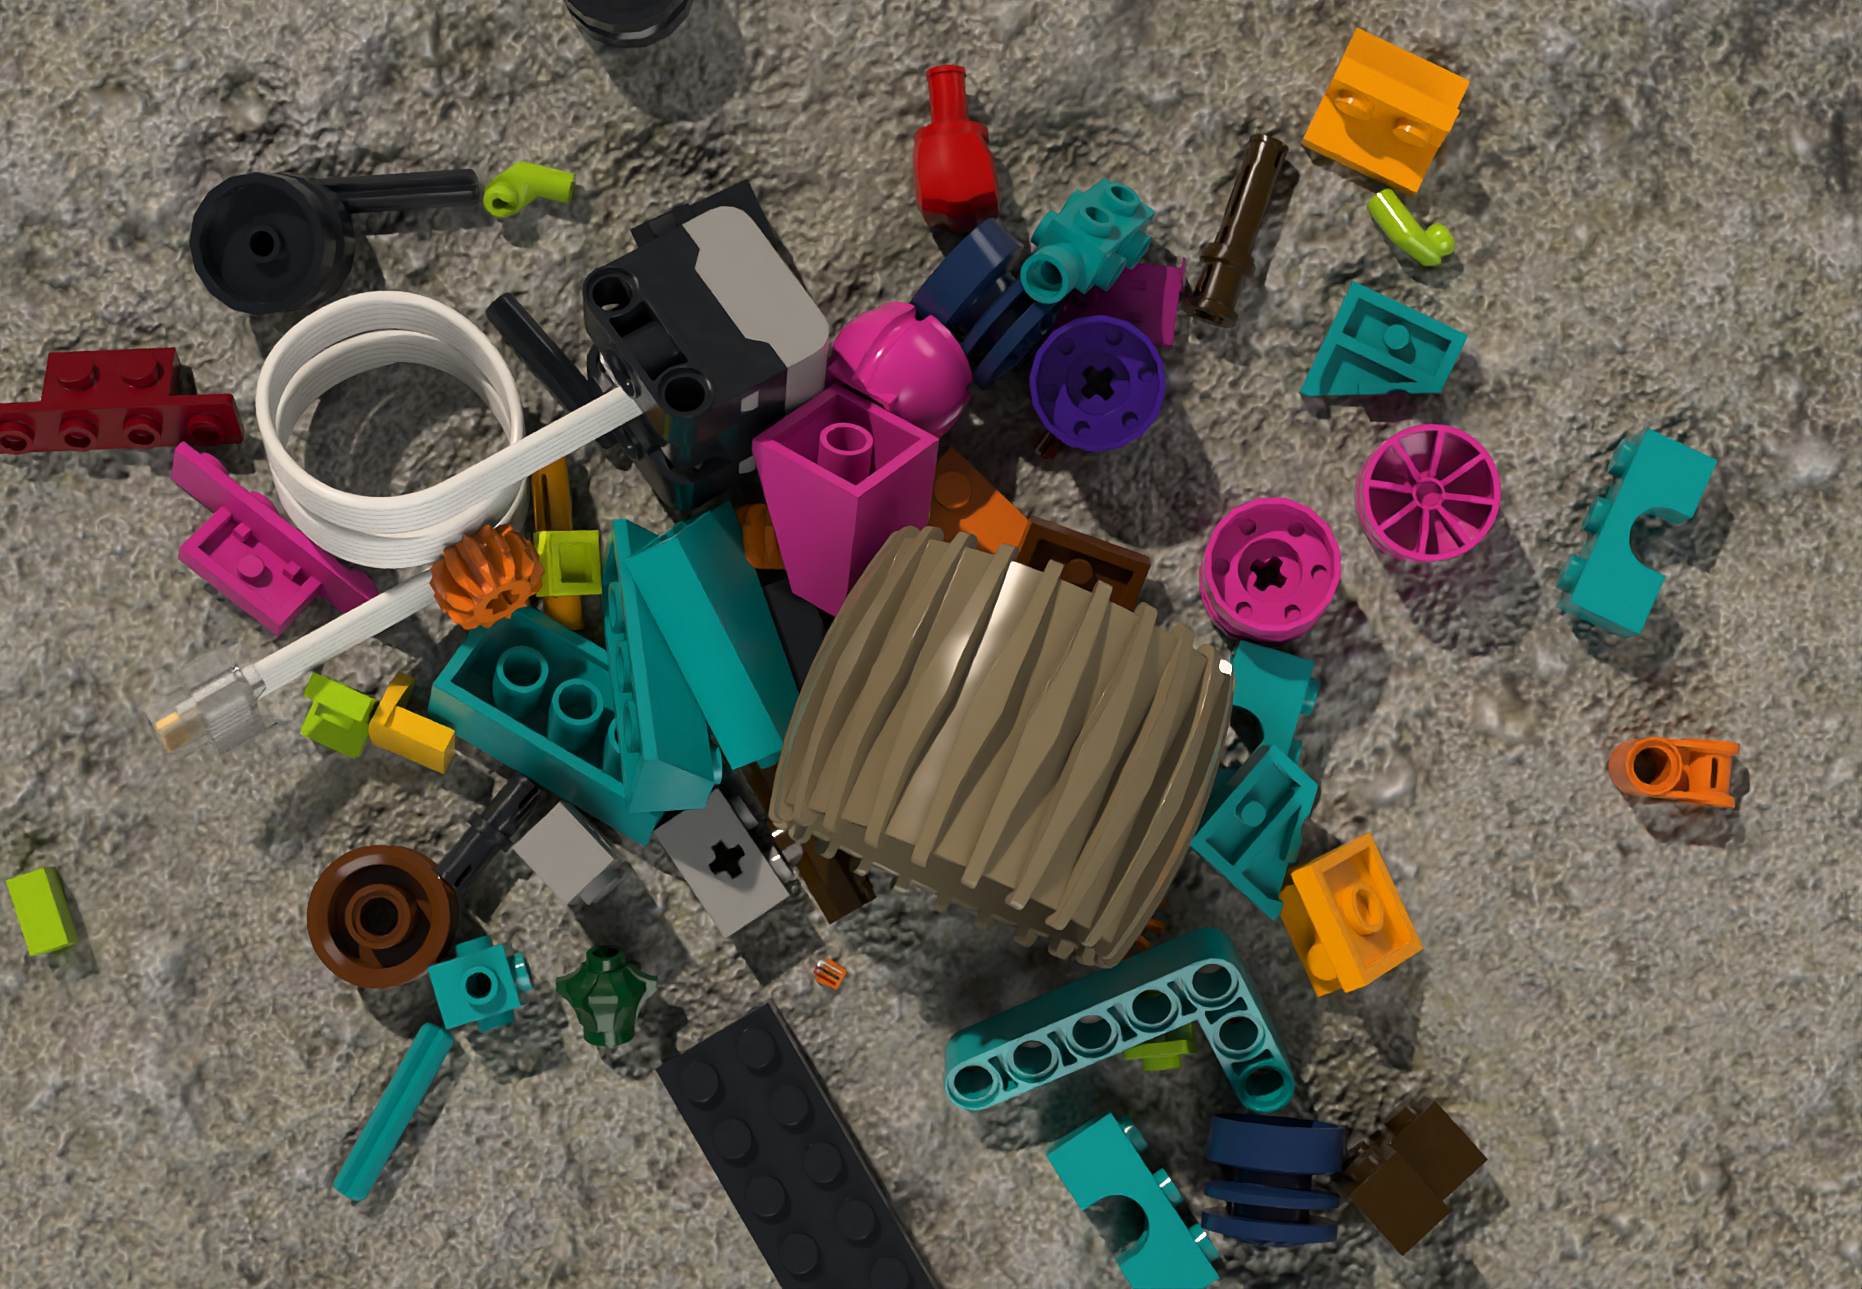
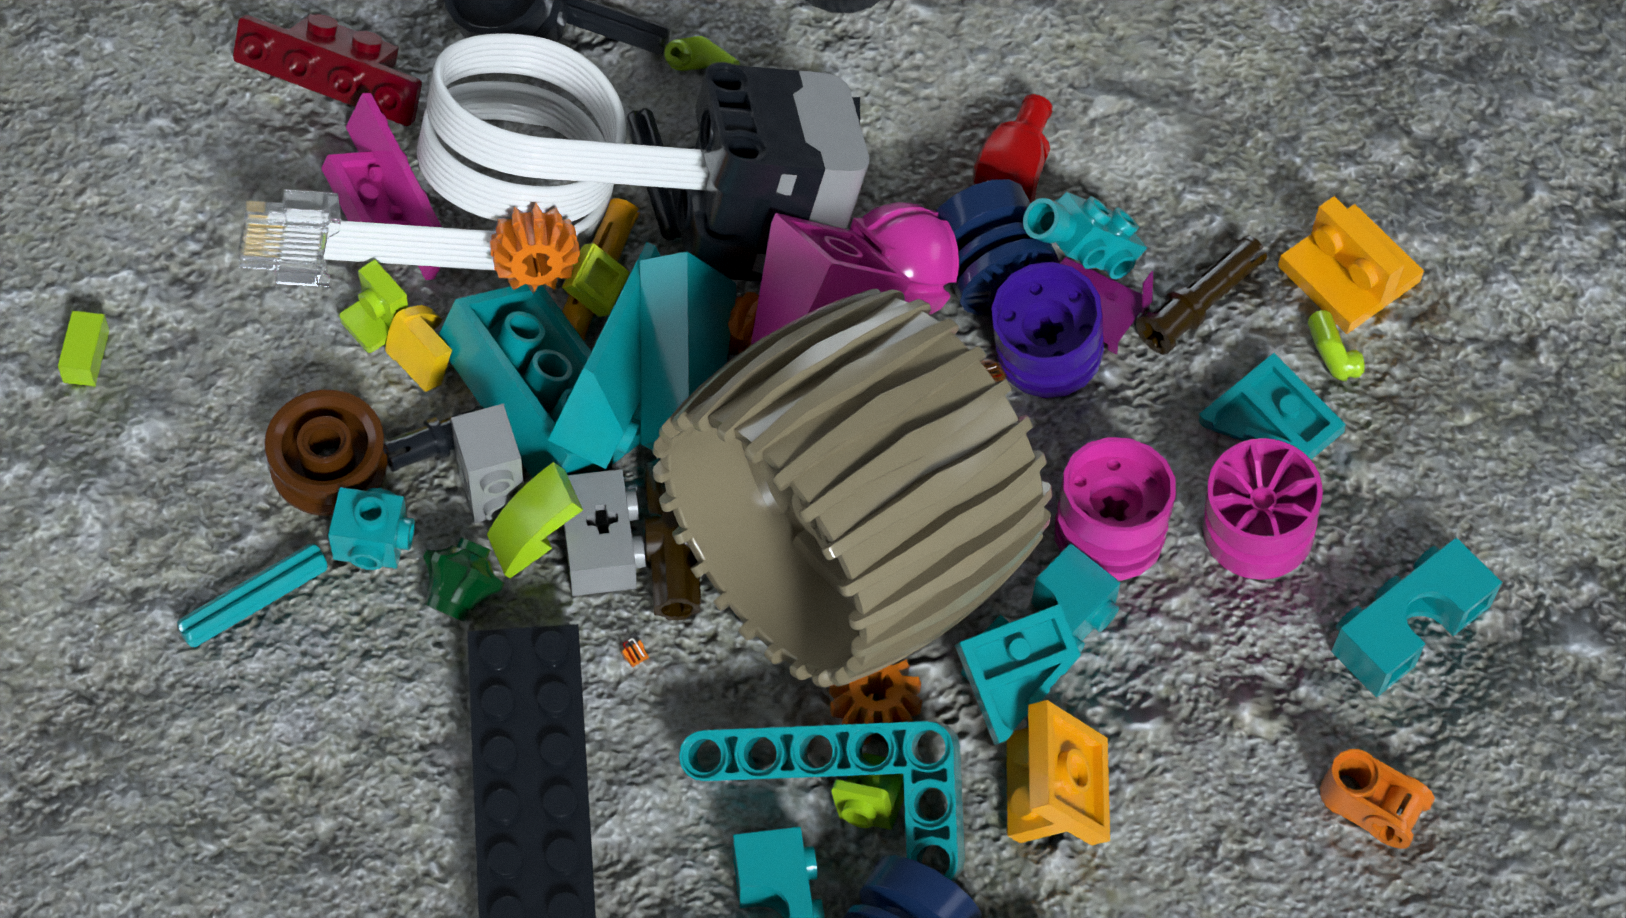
camera: 25 degrees right, 25 degrees down
(653, 891) = (530, 516): none -> lime slope

